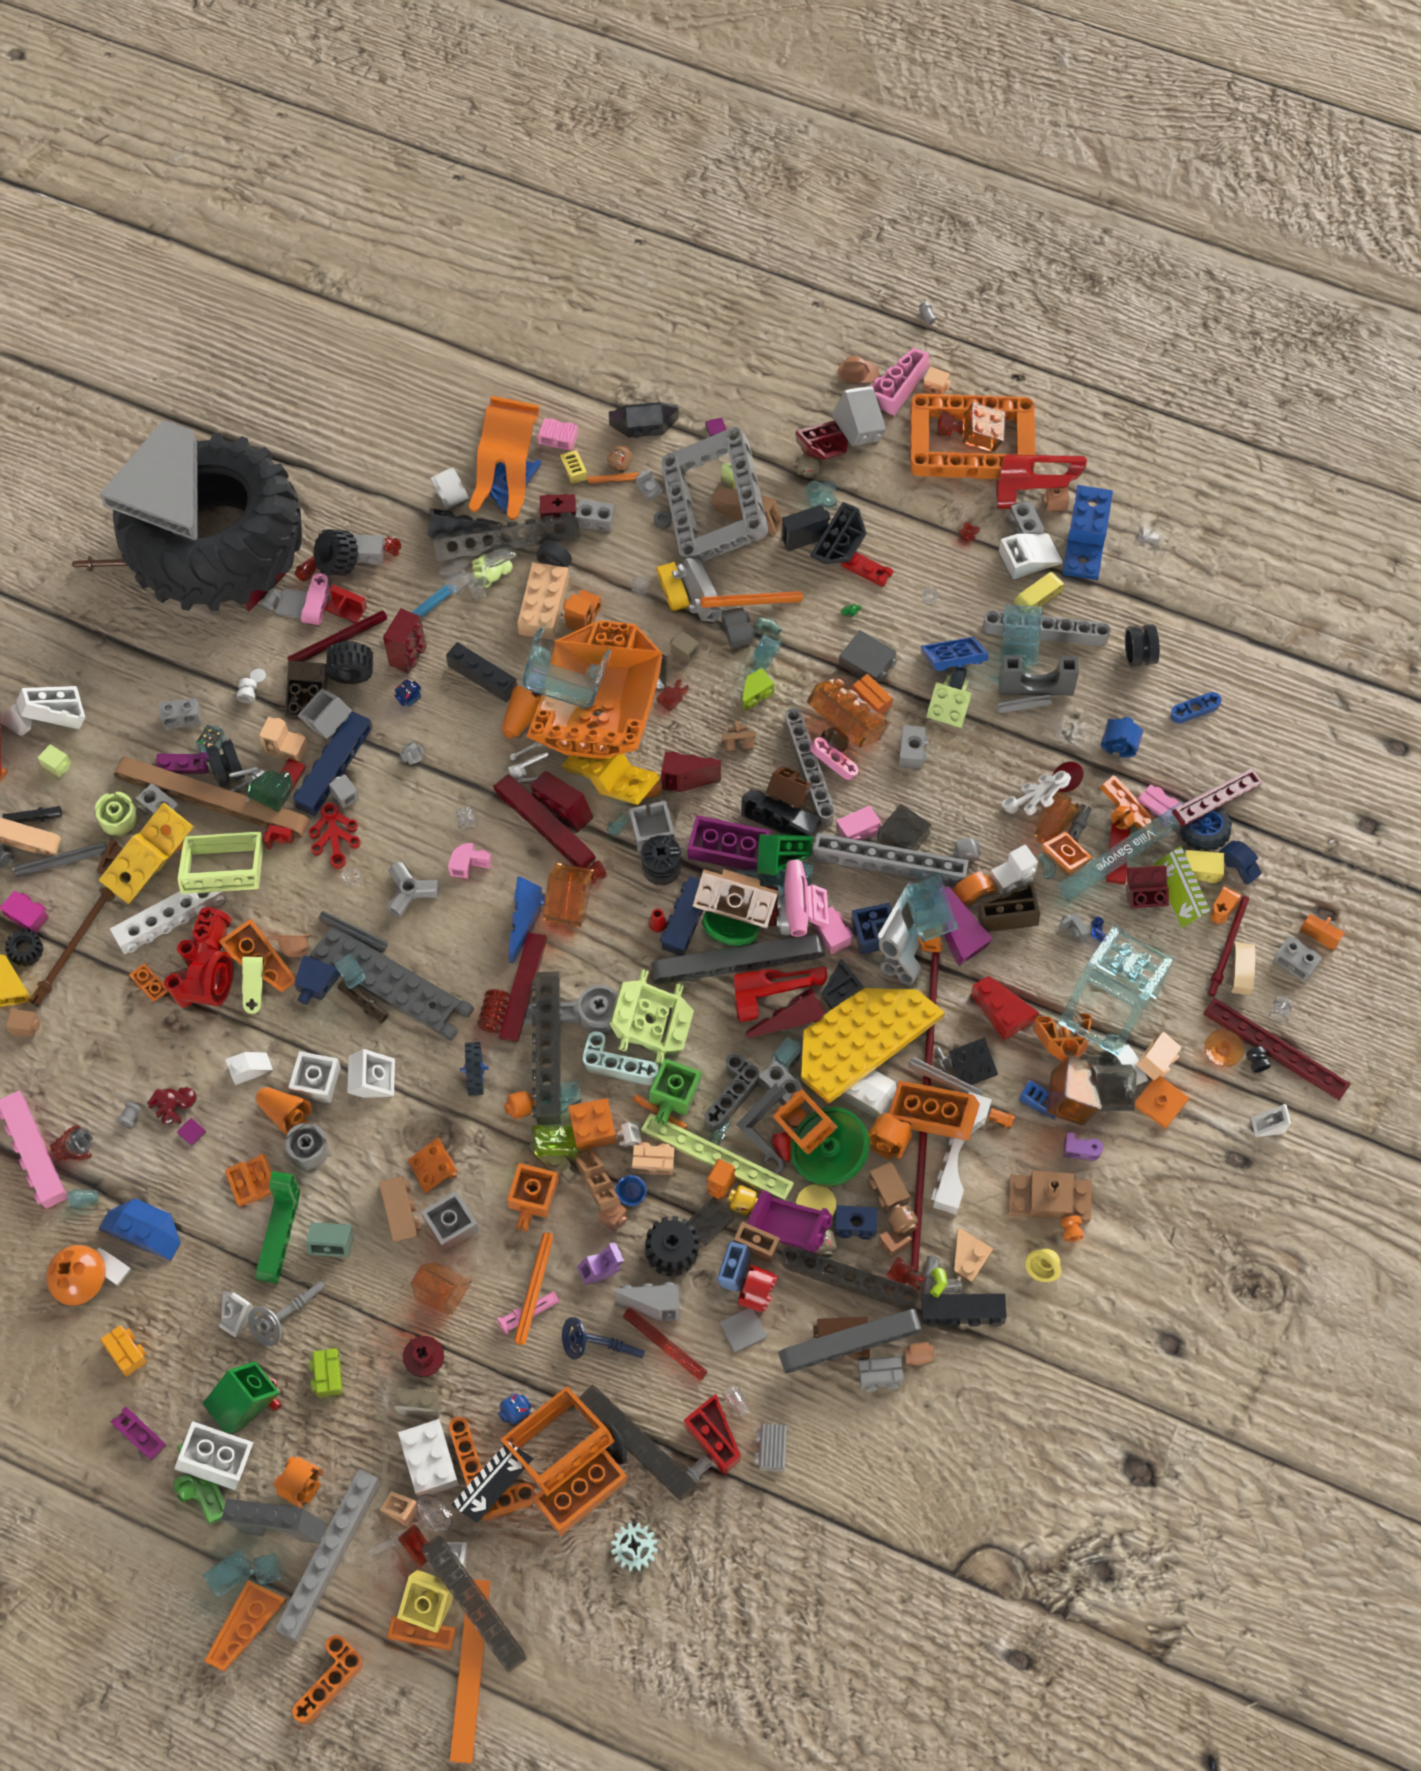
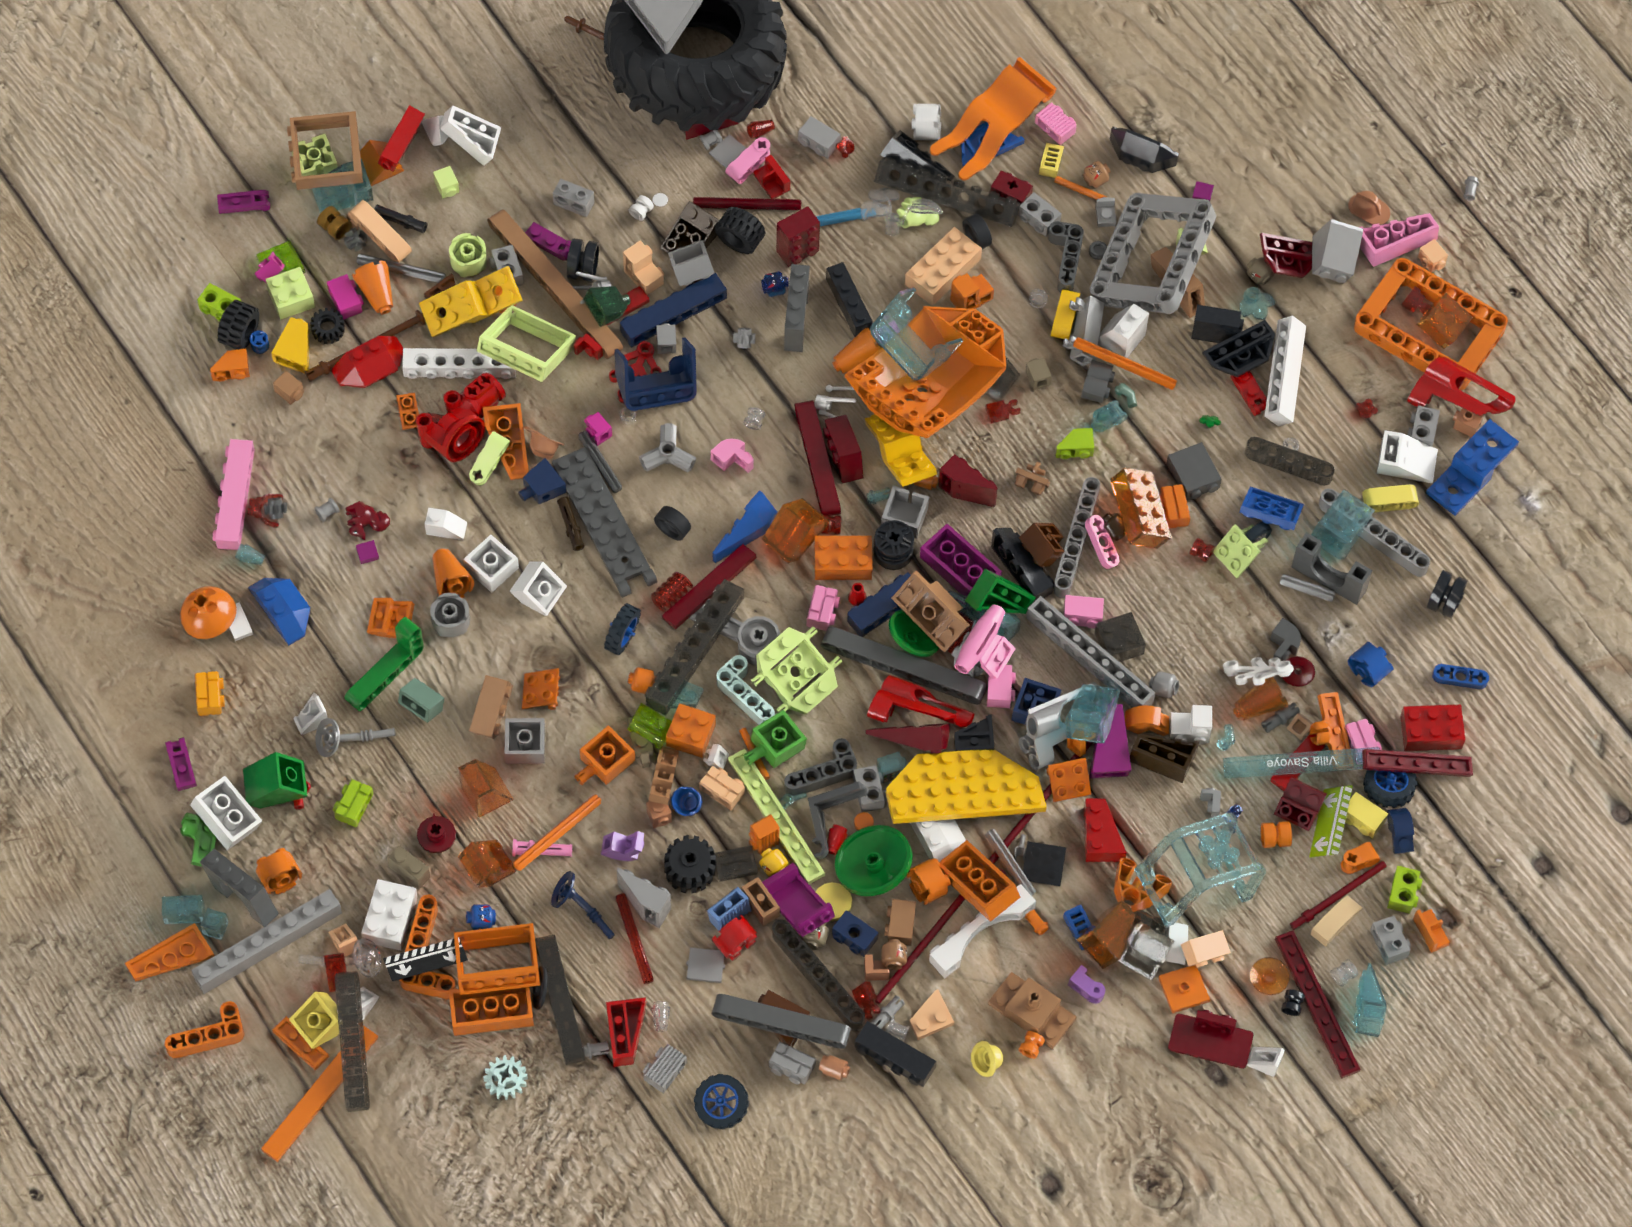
camera: 30 degrees right, 0 degrees up
(48, 887) = (375, 285): none -> orange cone
(84, 959) = (369, 362): none -> red wedge
(210, 736) = (586, 232): brick -> none
(332, 902) = (598, 428): none -> dark pink brick
(335, 552) = (790, 127): black tyre -> none
(350, 971) = (573, 492): clear light blue panel -> none
(367, 836) = (660, 388): none -> dark blue windscreen
(437, 690) = (796, 308): none -> dark grey arch
(455, 949) = (672, 523): none -> black tyre
(486, 1355) = (486, 862): none -> clear orange slope
(624, 895) = (843, 557): none -> orange brick
(635, 950) = (822, 608): none -> bright pink brick
(636, 521) = (1070, 244): none -> dark grey beam
(731, 571) = (1124, 331): none -> white slope
(817, 1134) = (870, 842): orange window -> none
(824, 1437) = (711, 1084): none -> black wheel
(885, 535) = (1285, 371): none -> white brick
(910, 756) = (1181, 560): light grey brick -> none
(923, 719) = (1202, 550): none -> clear red wheel
(931, 612) = (1294, 468): none -> clear smoke beam
(941, 1281) = (888, 1020): lime arm -> none
(945, 977) = (1069, 779): none -> orange hinge
(1038, 753) = (1287, 637): none -> dark grey brick
(1066, 853) = (1249, 735): orange slope -> none
(1099, 822) = (1300, 726): none -> medium nougat slope
(1147, 923) = (1276, 834): none -> orange wheel
(1205, 761) = (1432, 727): none -> red brick
(1214, 1131) = (1211, 1038): none -> dark red bracket
(1274, 910) = (1402, 889): none -> lime brick
(1323, 1022) = (1370, 1005): none -> clear light blue slope

